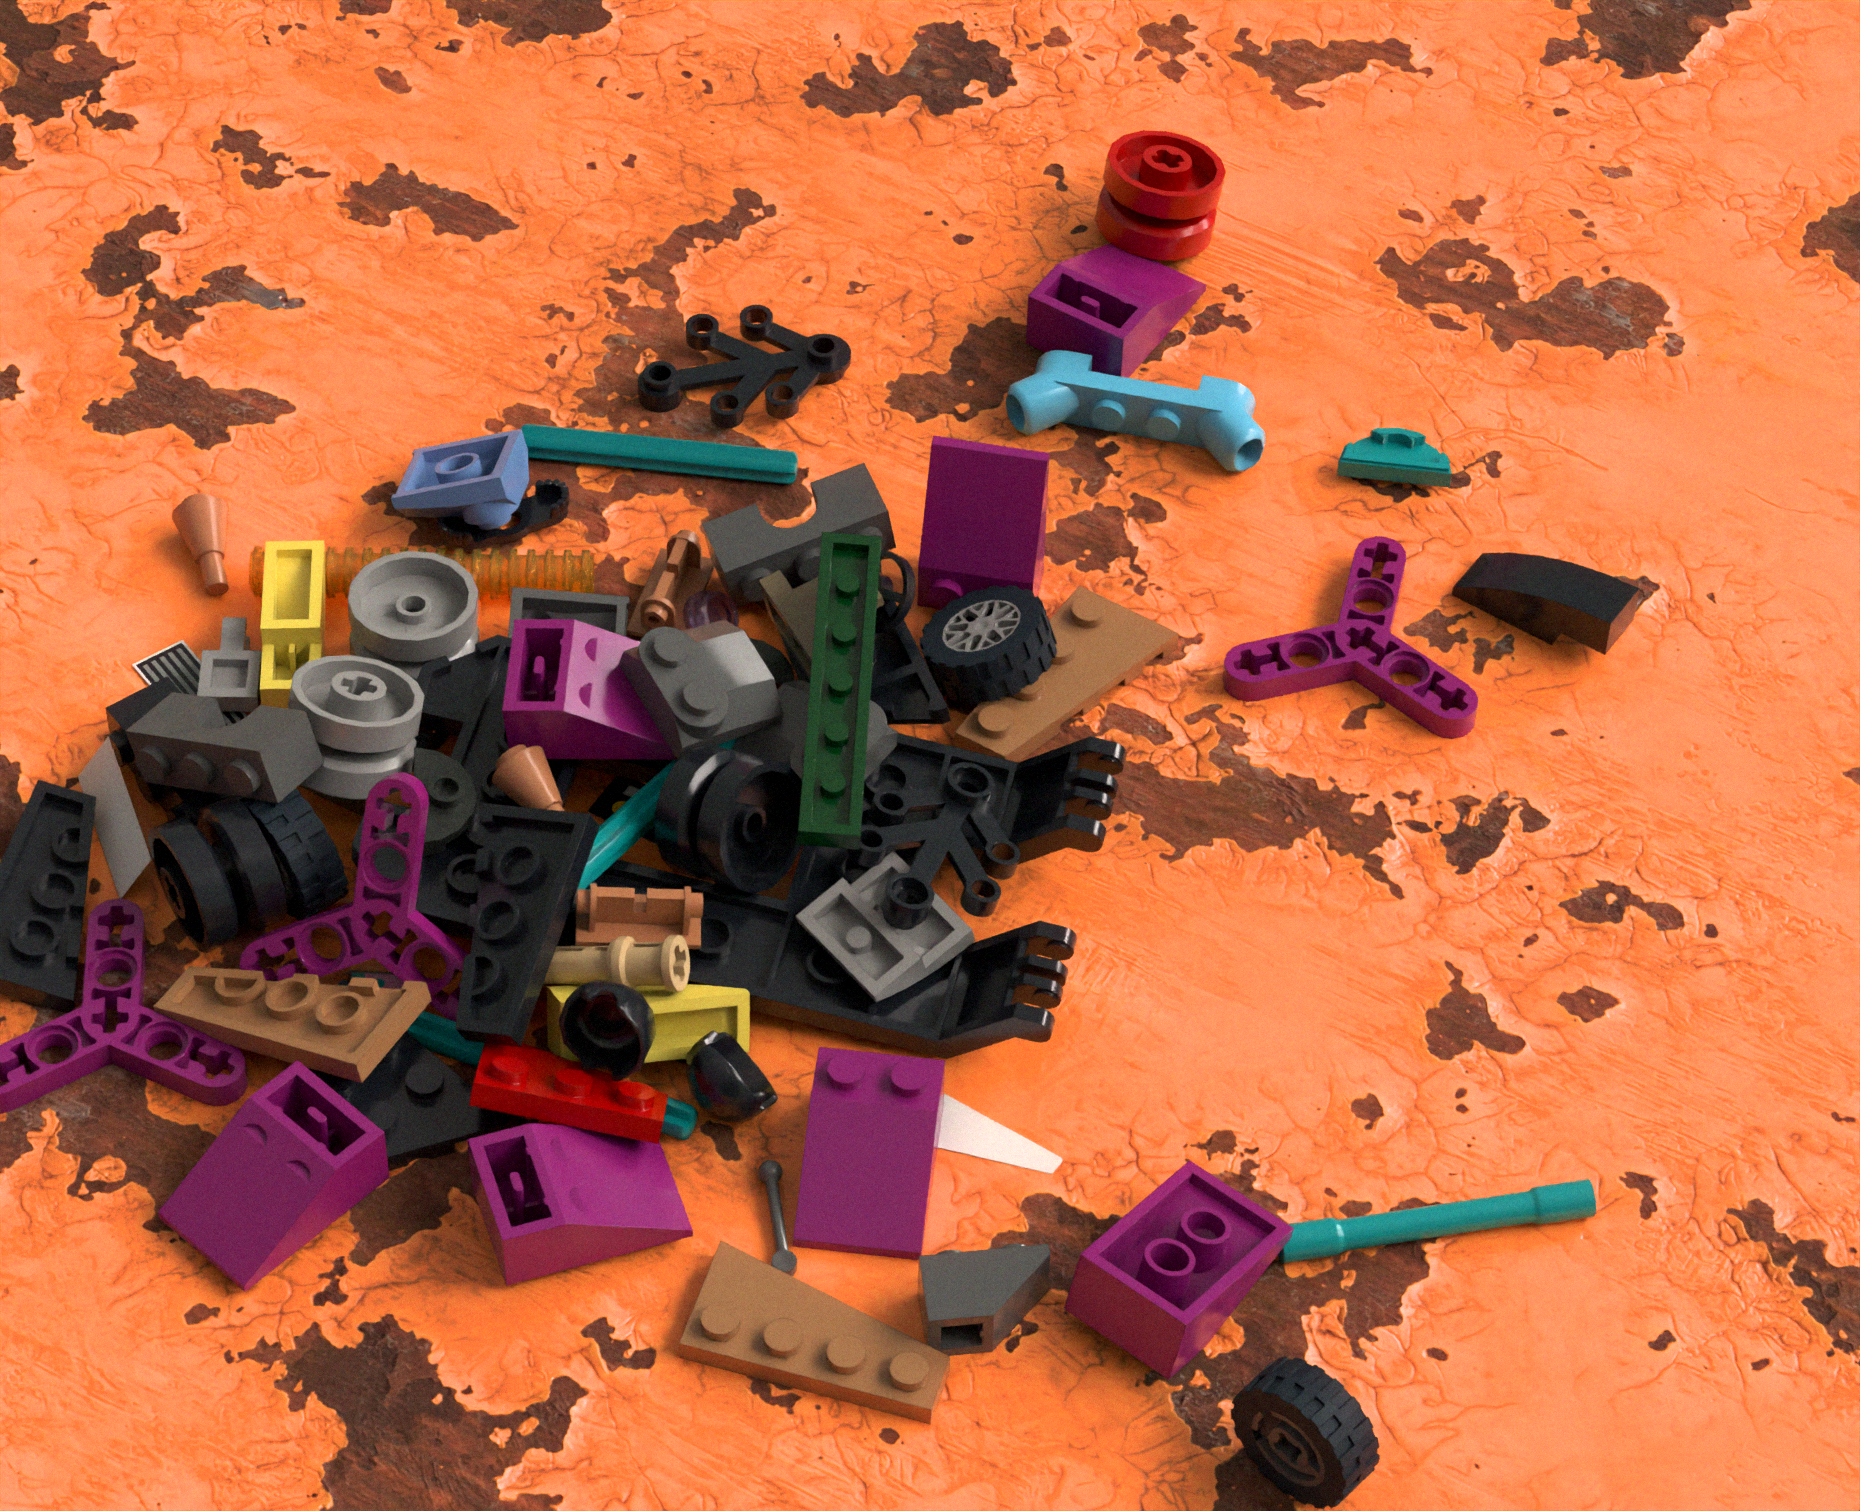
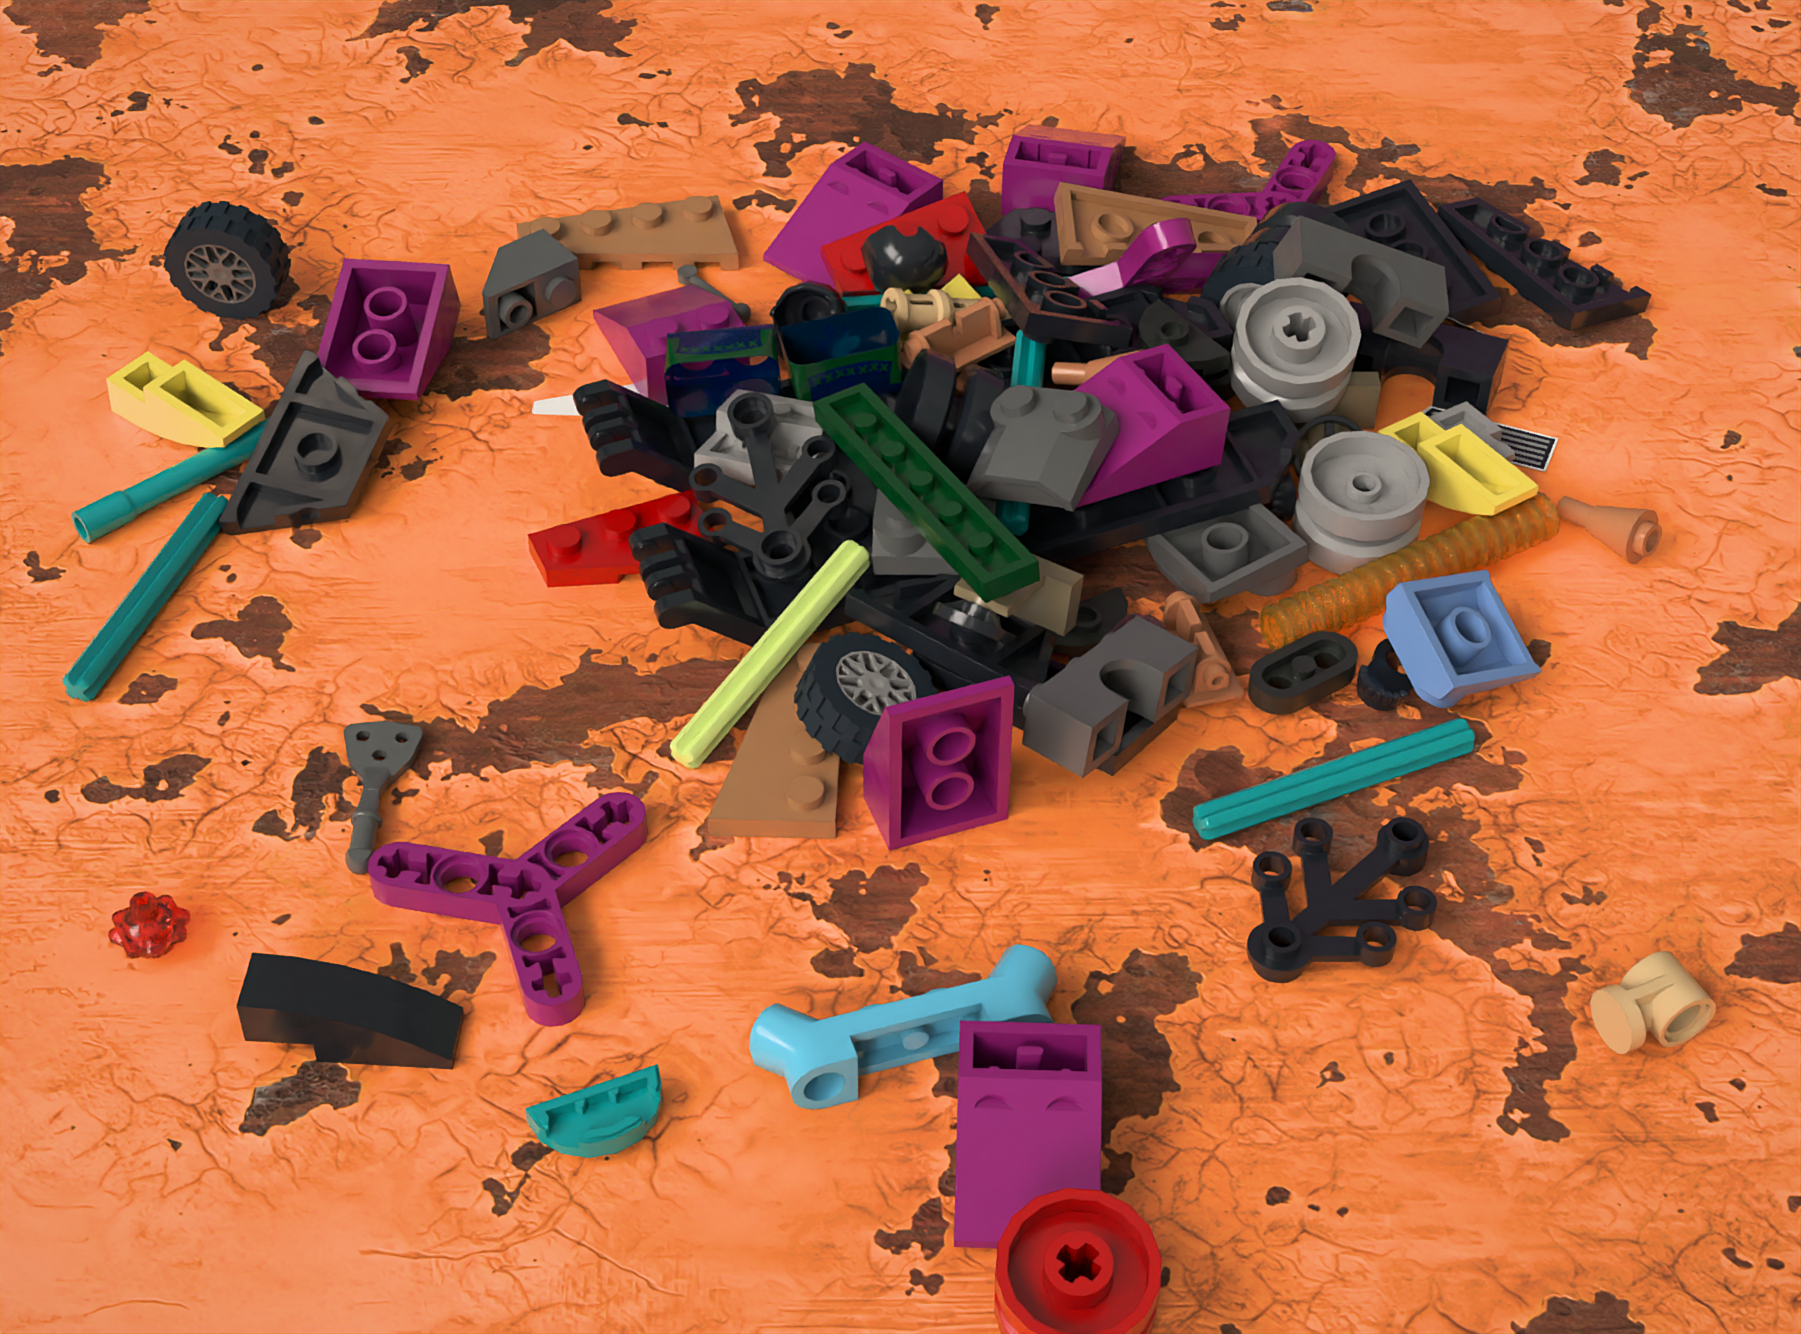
camera: 150 degrees right, 5 degrees down
(605, 200) = (1655, 998): none -> tan piece
(609, 532) = (1302, 672): none -> pearl dark grey plate
(756, 923) = (843, 352): none -> clear blue piece
(878, 1003) = (706, 394): none -> clear blue piece
(1031, 727) = (769, 655): none -> yellowish green axle
(1110, 944) = (598, 547): none -> red wing
(1326, 1155) = (309, 455): none -> black wing
(1424, 813) = (376, 778): none -> dark grey piece
(1430, 1289) = (180, 403): none -> light yellow slope
(1549, 1087) = (144, 599): none -> teal axle
(1673, 740) = (149, 926): none -> clear red plant

